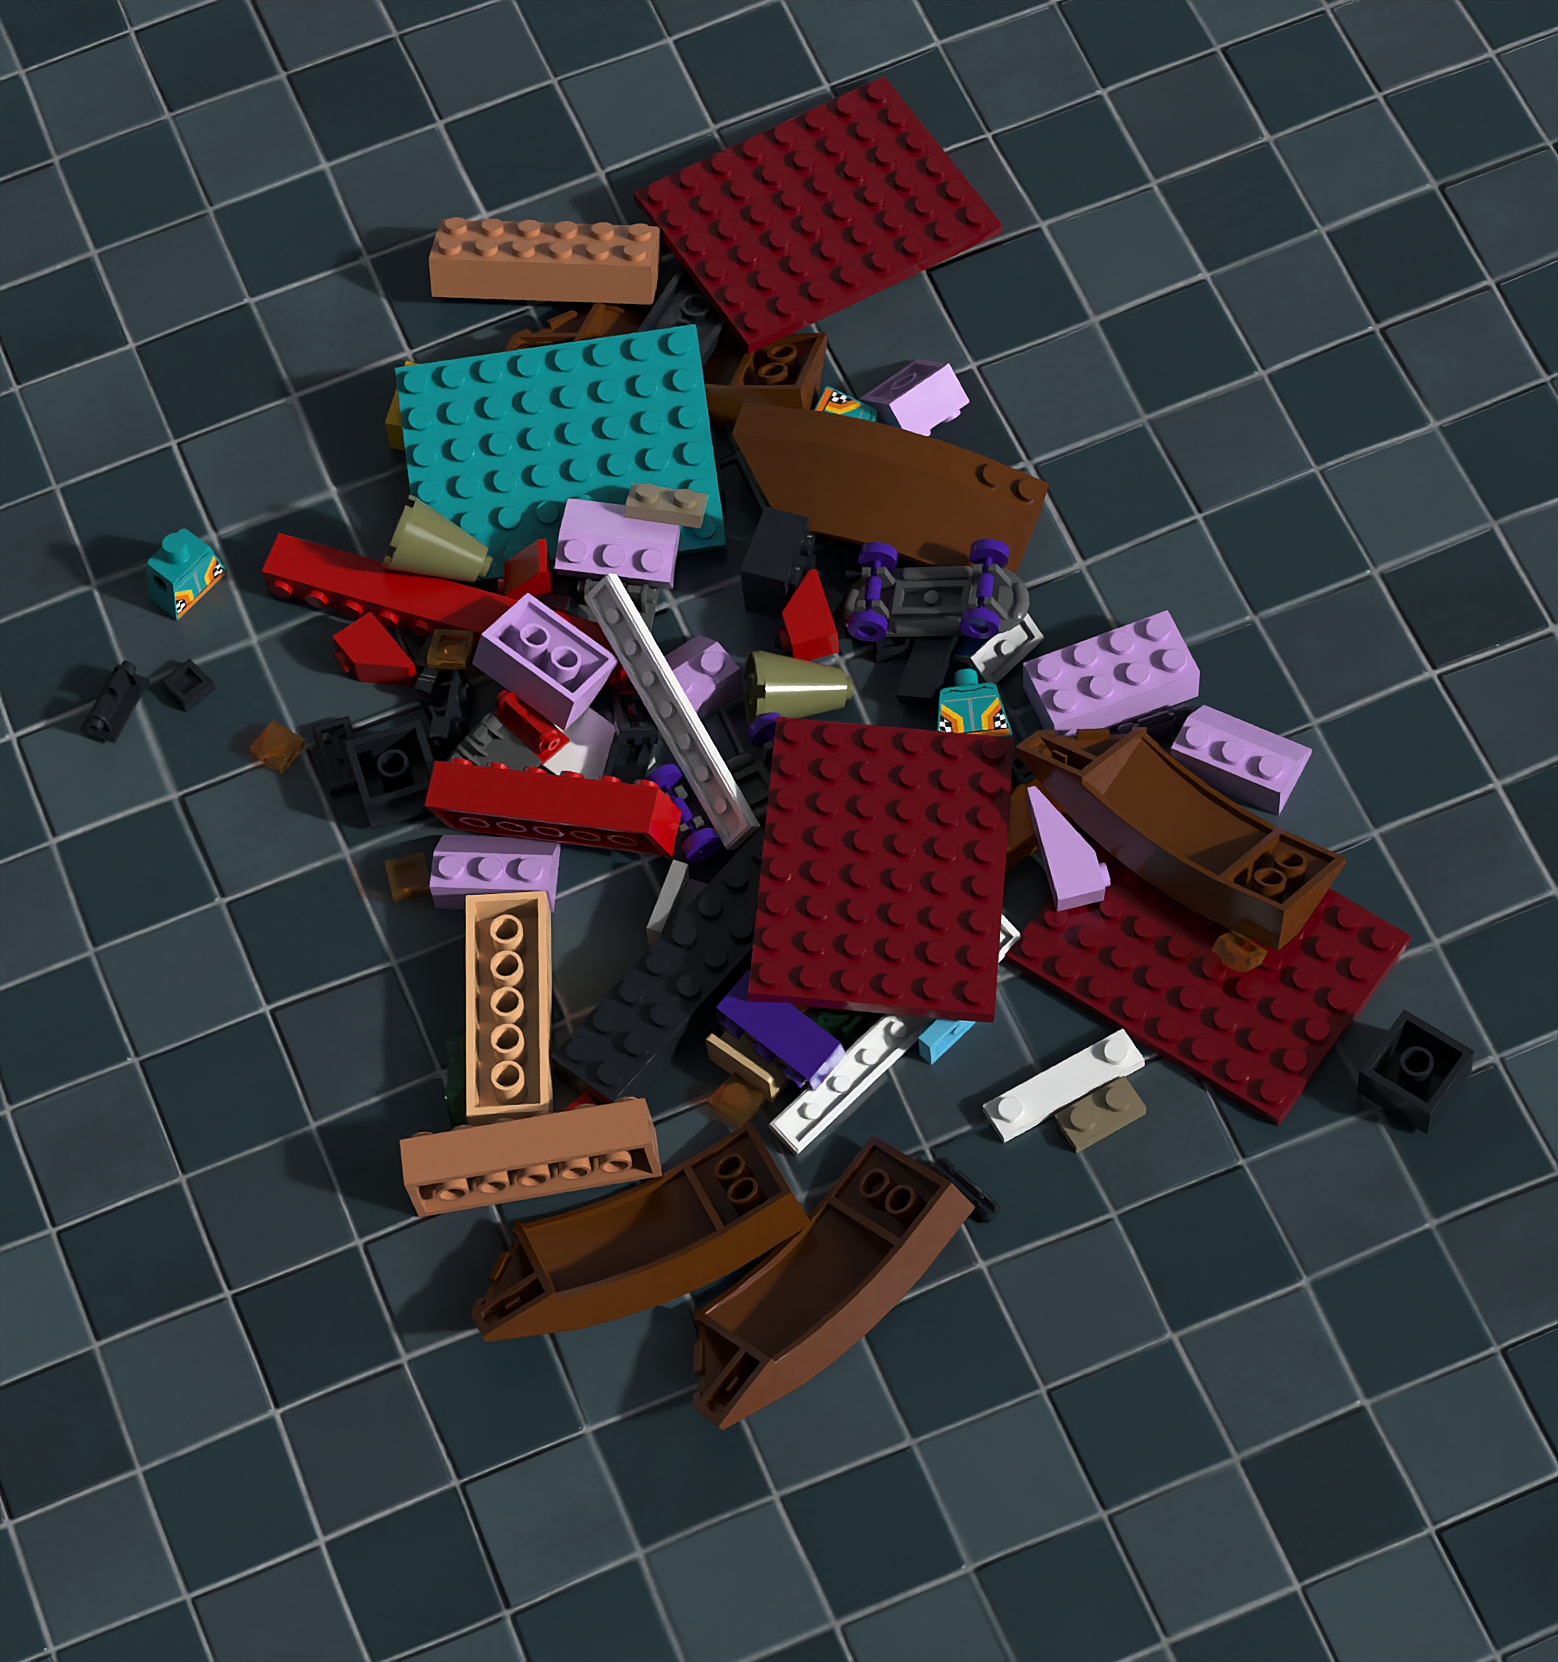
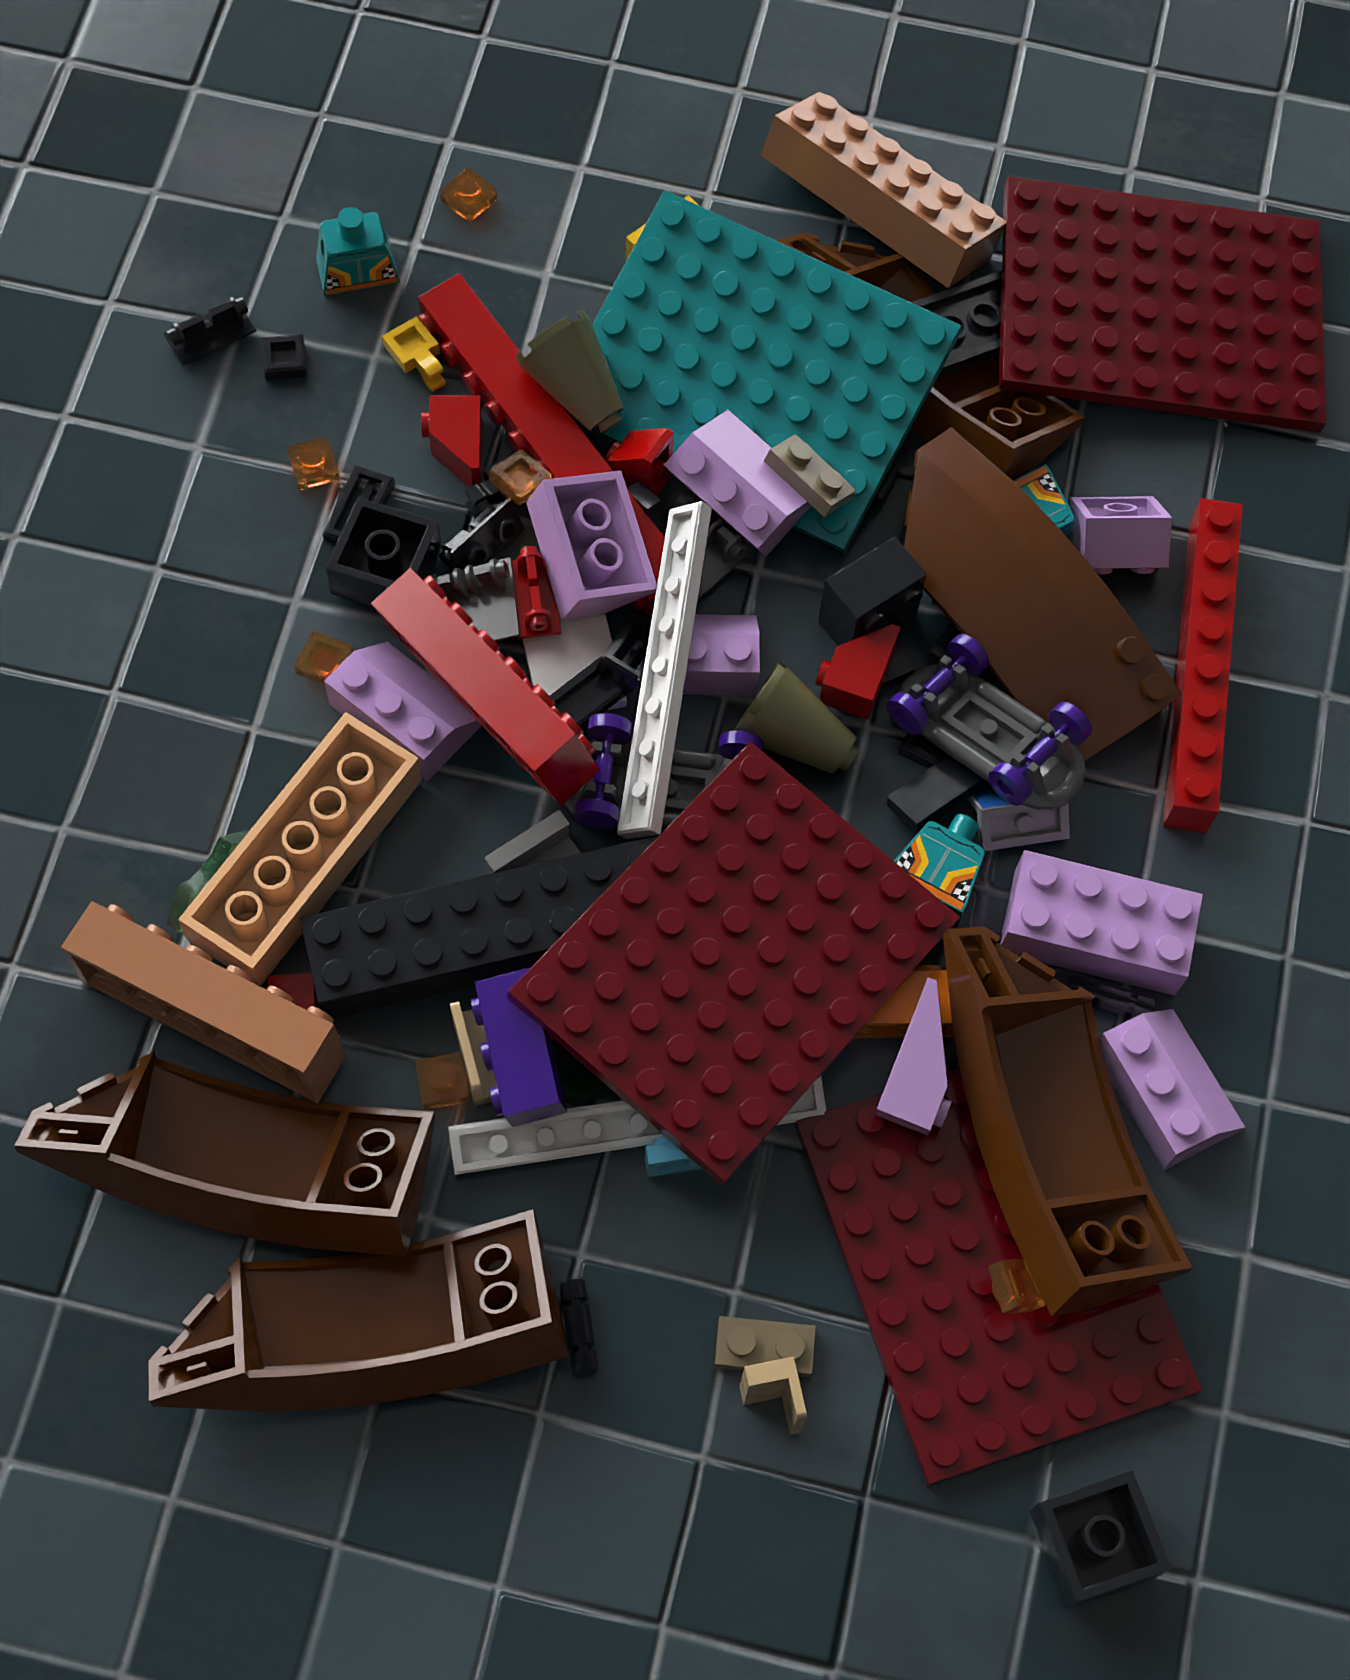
camera: 25 degrees right, 5 degrees up
(226, 472) = (468, 194): none -> clear orange plate
(284, 611) = (416, 348): none -> yellow plate
(1046, 454) = (1203, 667): none -> red brick
(1063, 1085) = (752, 1291): white plate -> none
(1132, 1121) = (773, 1381): none -> tan panel

